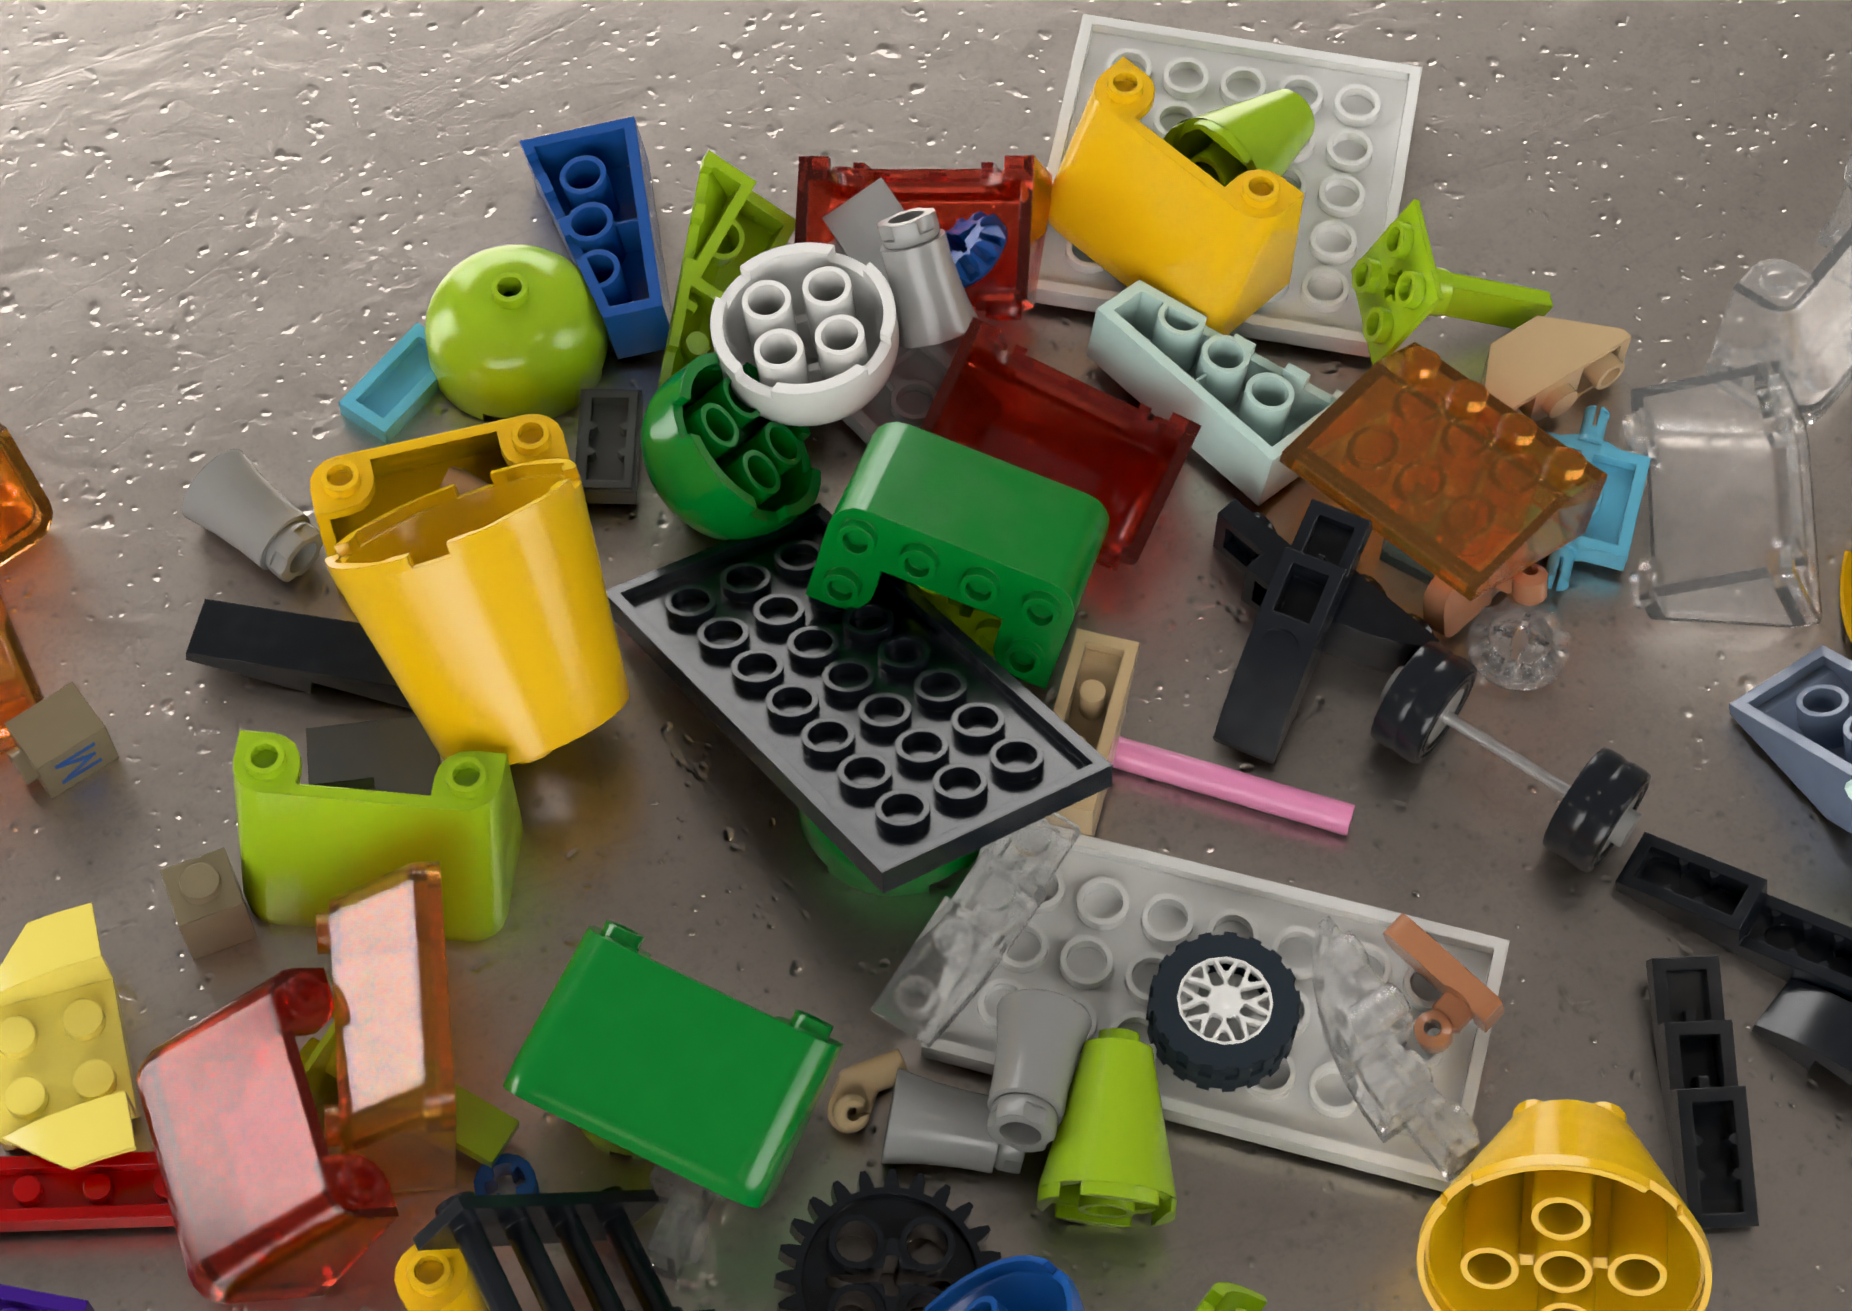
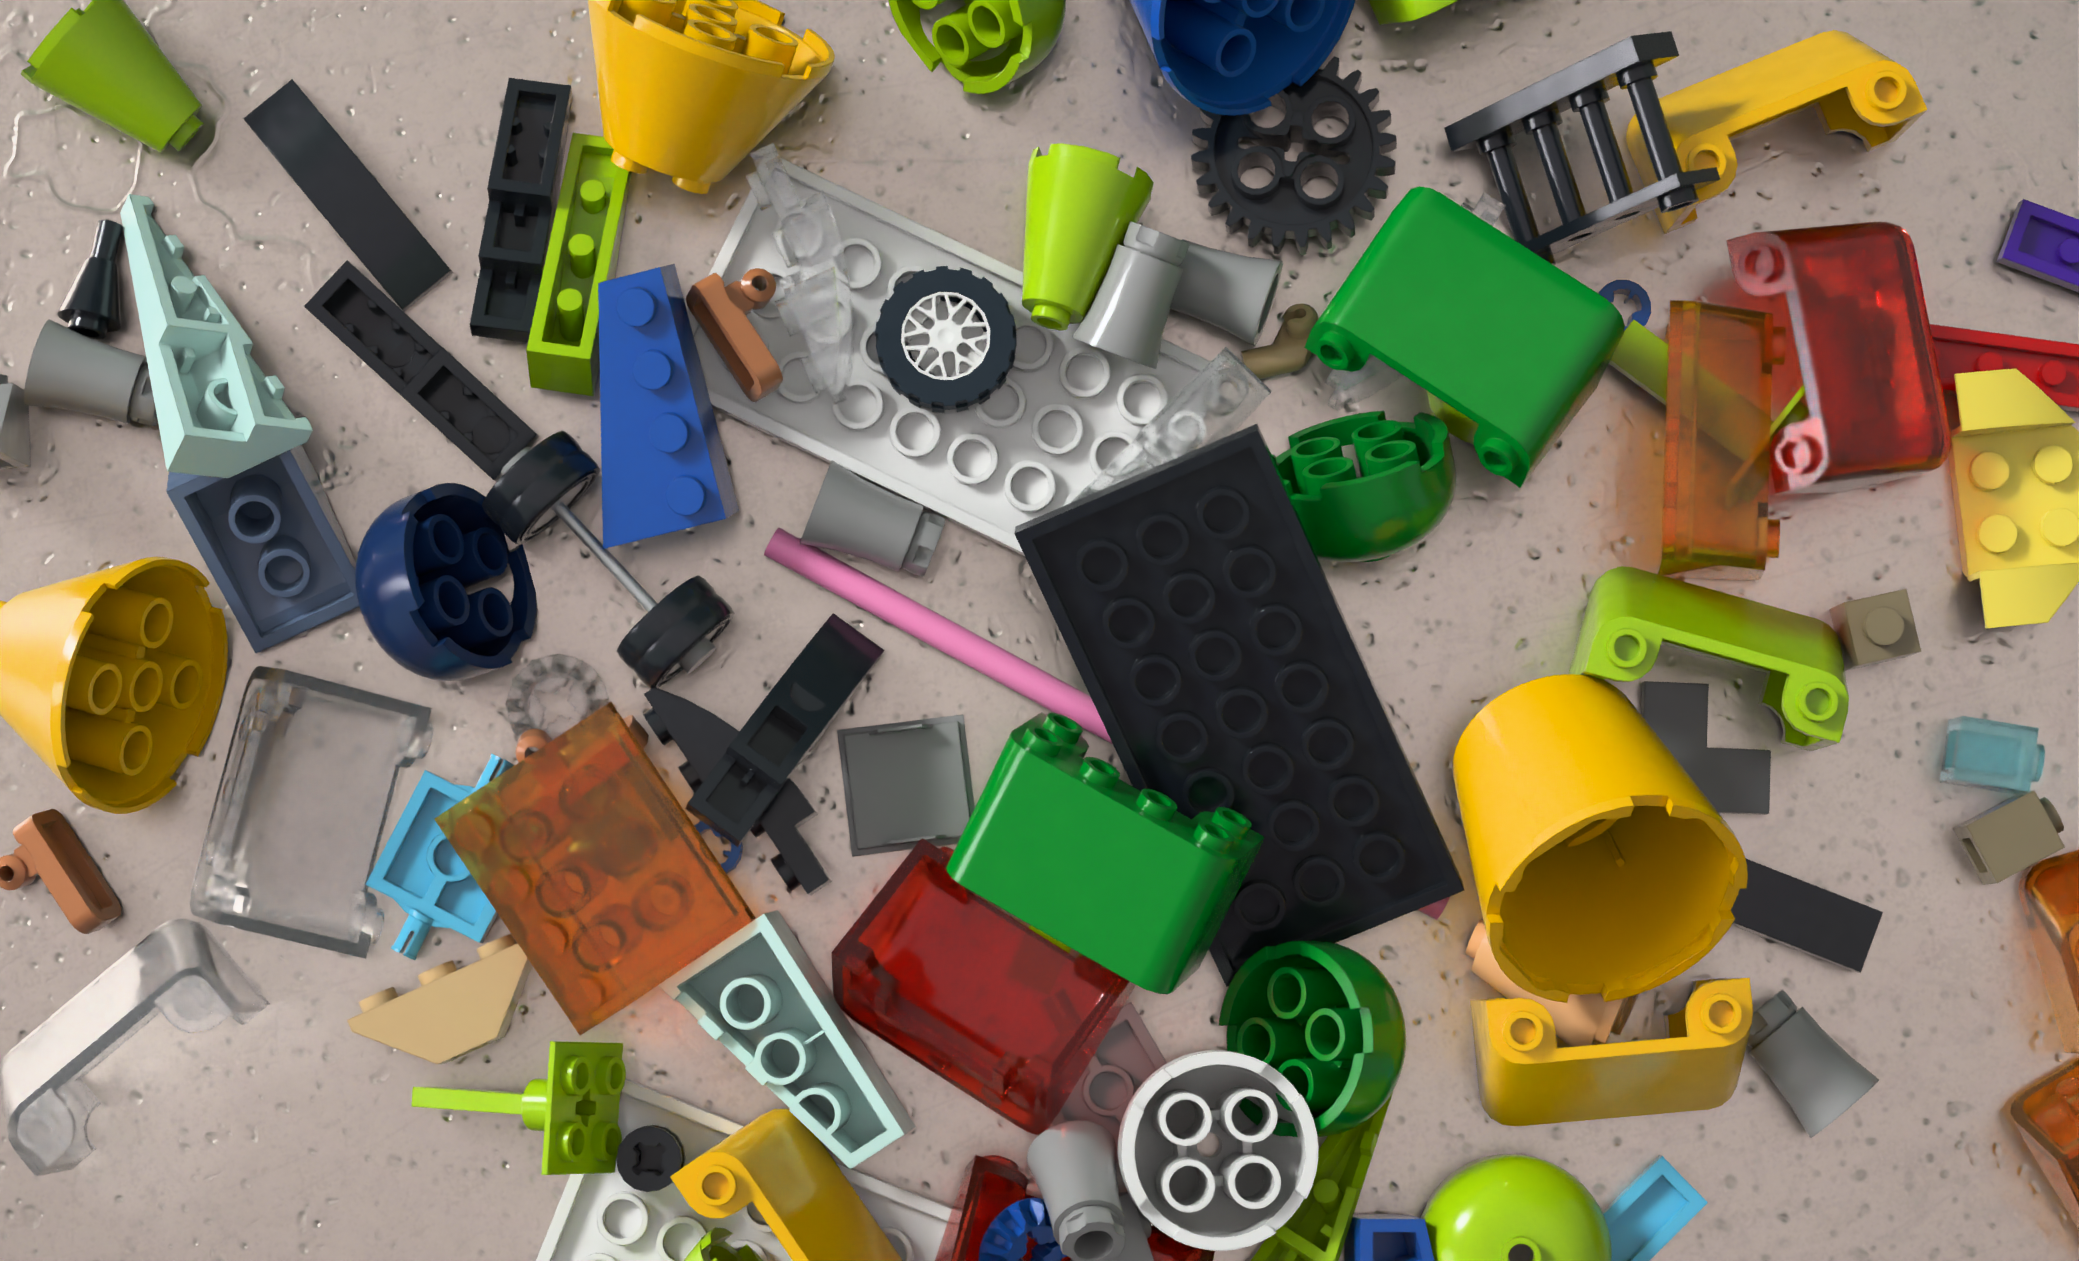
camera: 170 degrees left, 25 degrees up
(82, 810) = (1991, 755): none -> clear light blue brick
(609, 444) = (1432, 1096): dark grey plate -> none
(766, 909) = (1394, 503): none -> green cylinder
(1094, 705) = (1006, 665): tan slope -> none
(1175, 625) = (906, 784): none -> light grey piece
(1256, 839) = (871, 523): none -> light grey plant
(1328, 287) = (659, 1151): none -> black wheel
(1502, 890) = (657, 418): none -> blue wedge
(1623, 1020) = (579, 256): none -> lime slope
(1683, 683) = (415, 579): none -> dark blue cylinder

